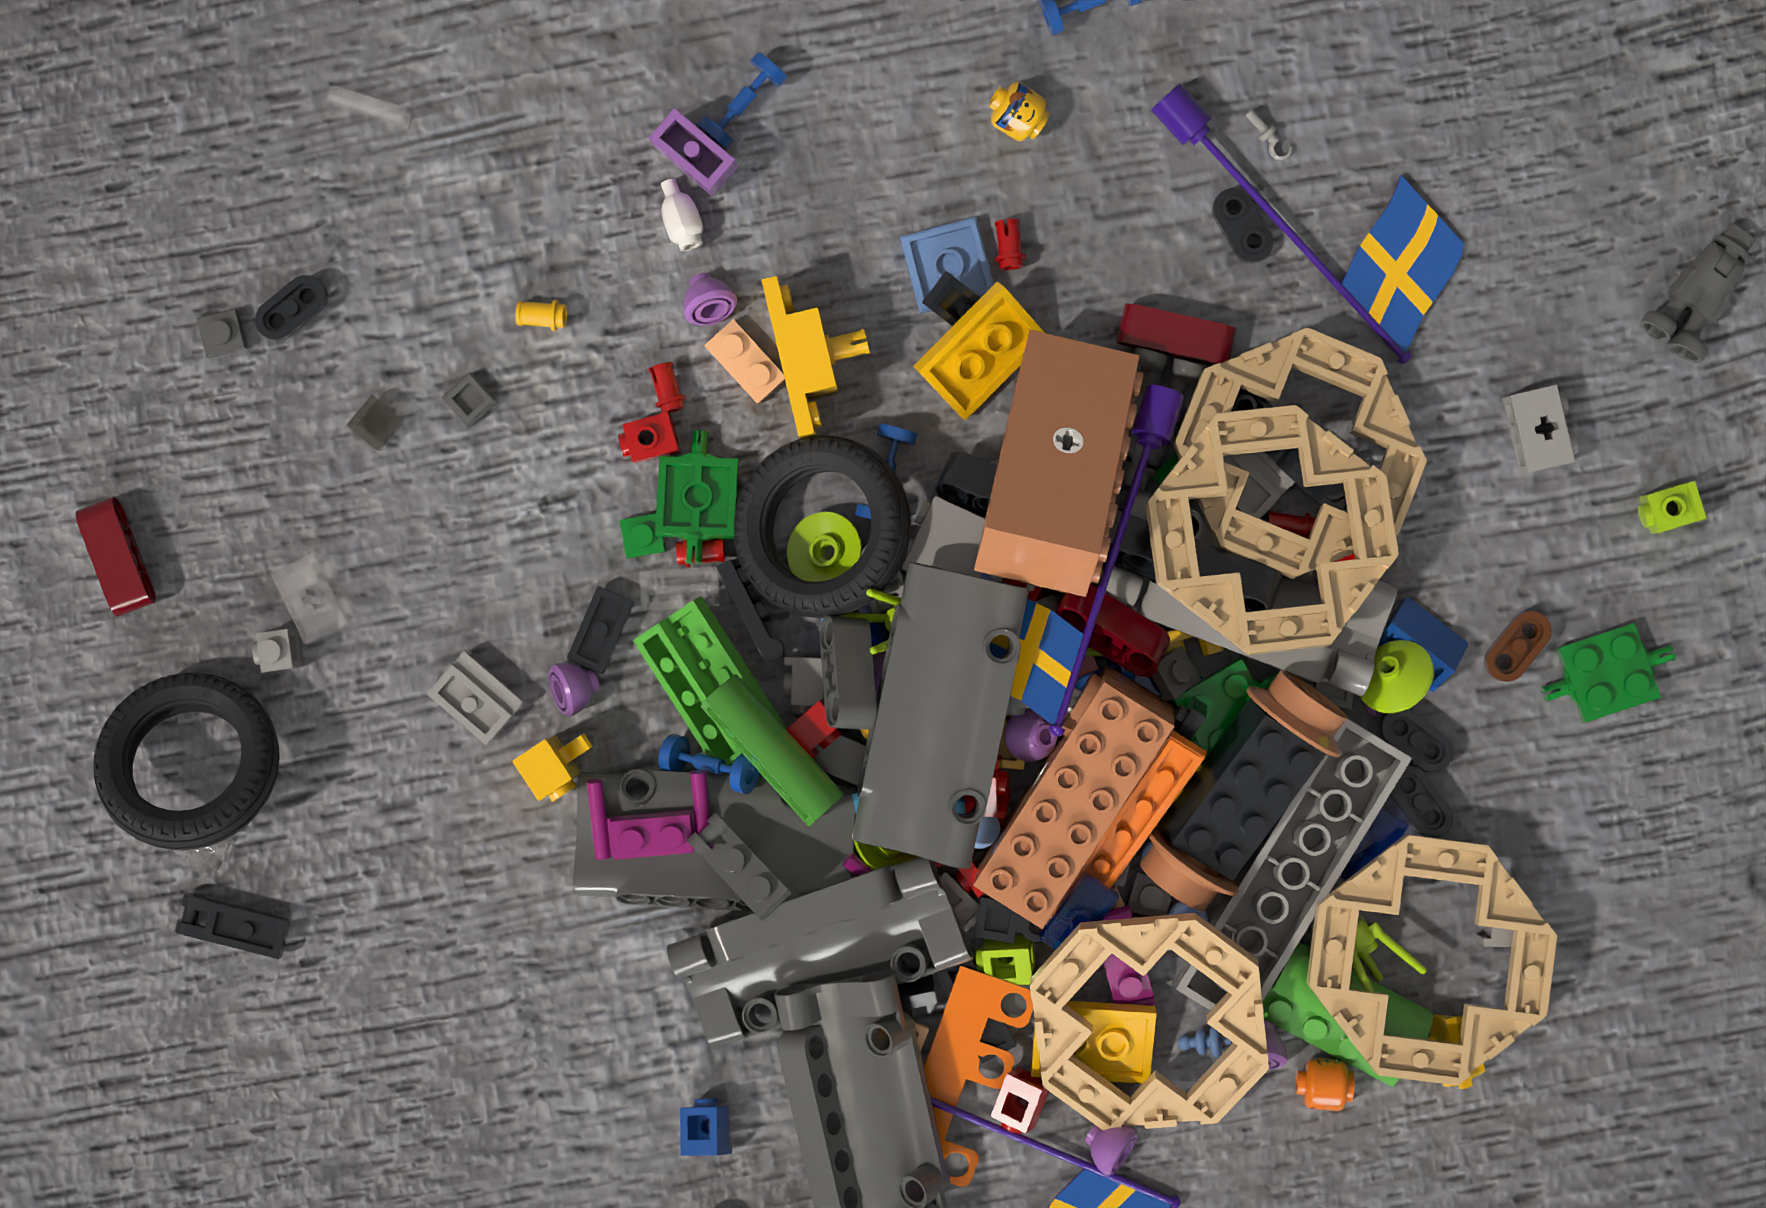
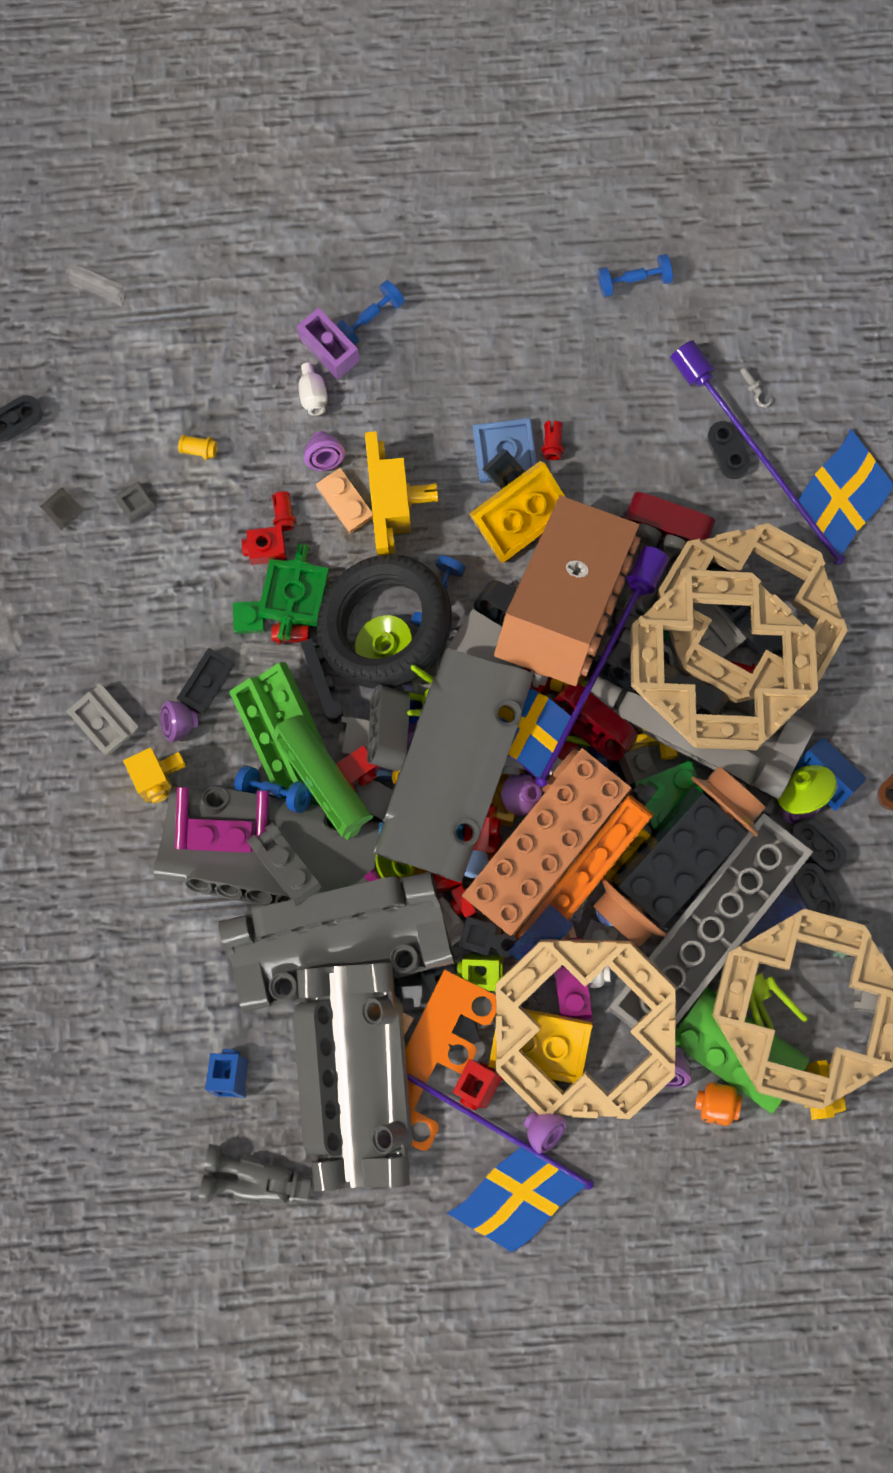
camera: 10 degrees right, 10 degrees down
(1018, 111) = (572, 346): yellow head -> none
(1202, 1042) = (627, 1058): medium blue hair -> none

